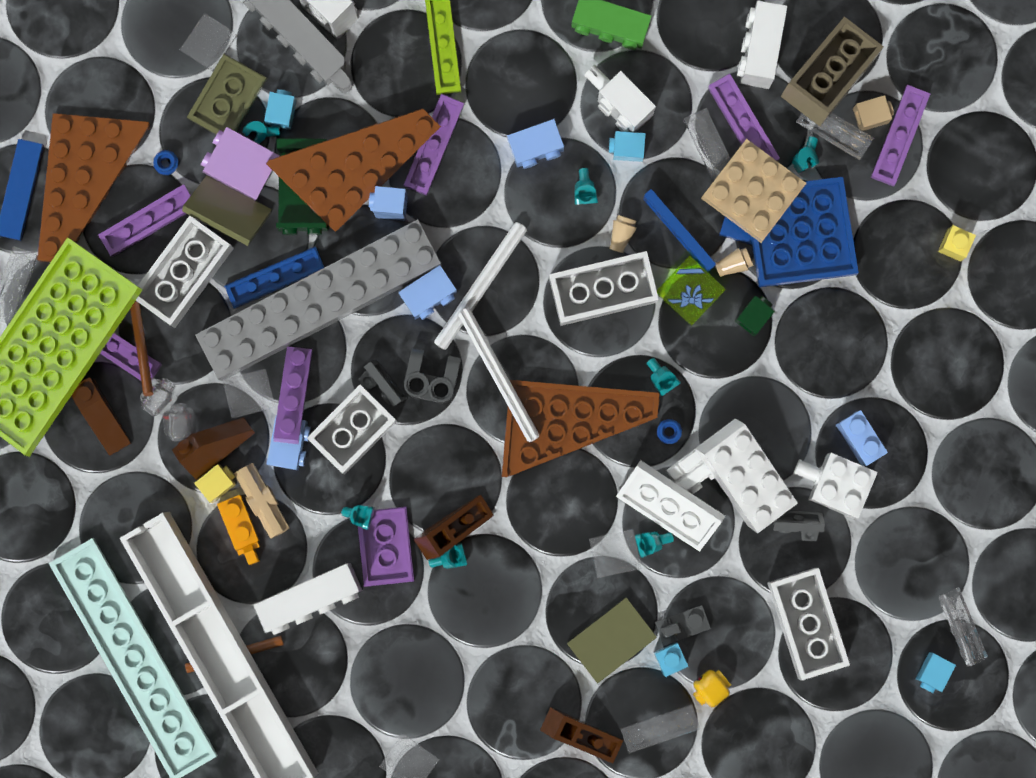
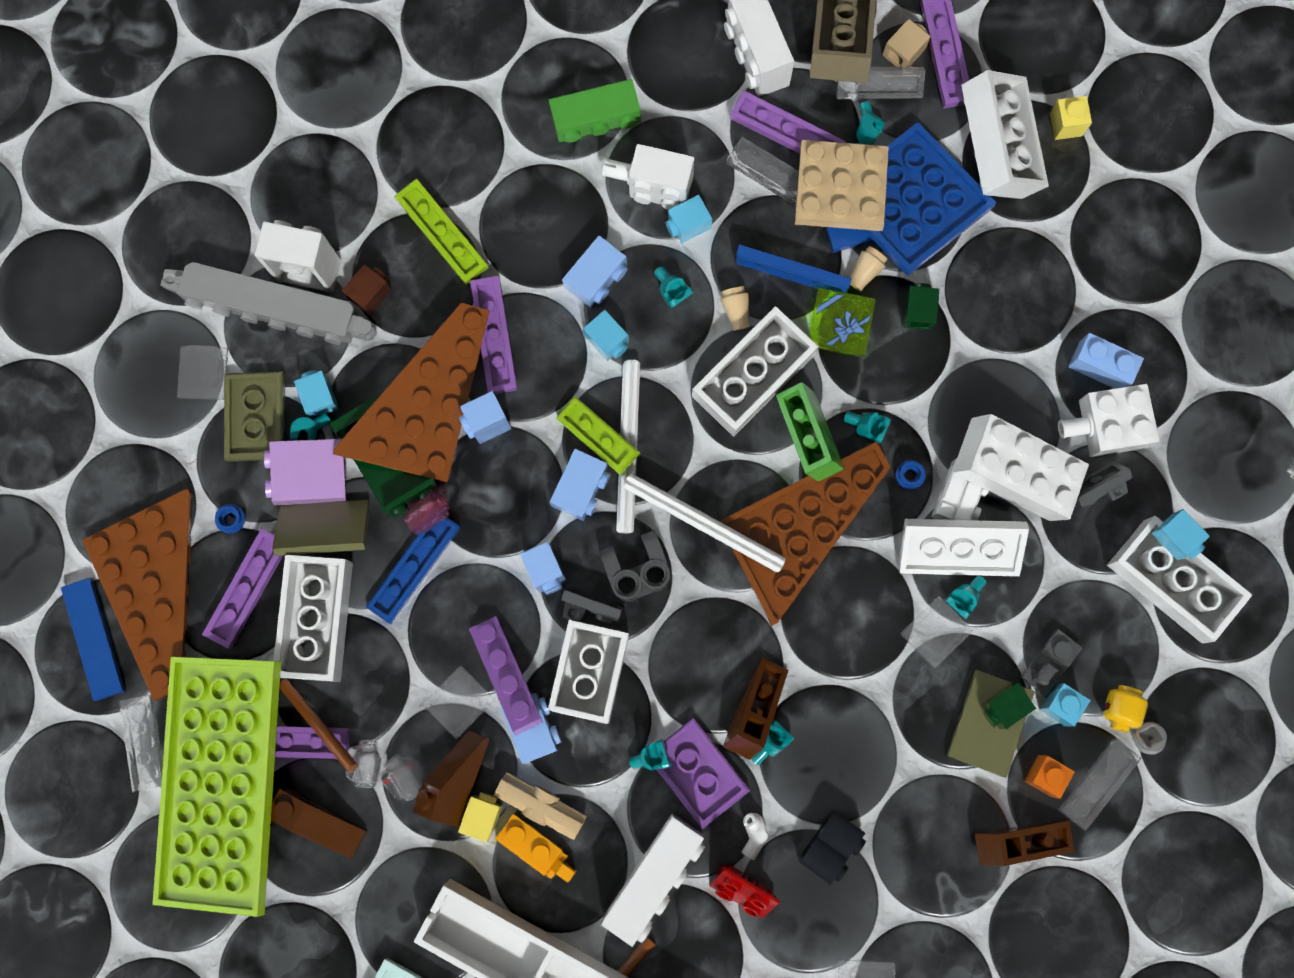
camera: 30 degrees left, 5 degrees down
(307, 246) = (427, 513): none -> clear pink brick
(318, 300) = (471, 563): light grey brick -> none
(359, 637) = (730, 886): none -> red hinge
(363, 54) = (367, 289): none -> copper brick
(365, 337) = (543, 568): none -> light blue brick
(400, 613) = (757, 835): none -> white arm
(445, 655) = (832, 847): none -> black brick
(463, 264) = (598, 435): none -> lime tile
(514, 196) = (606, 336): none -> medium azure brick
(614, 356) = (809, 432): none -> bright green brick
(627, 701) = (1049, 776): none -> orange brick
(628, 635) = (1008, 706): none -> dark green brick
(716, 719) = (1150, 738): none -> light grey tile
(824, 593) = (1181, 535): none -> medium azure brick
(896, 227) = (1004, 135): none -> white brick

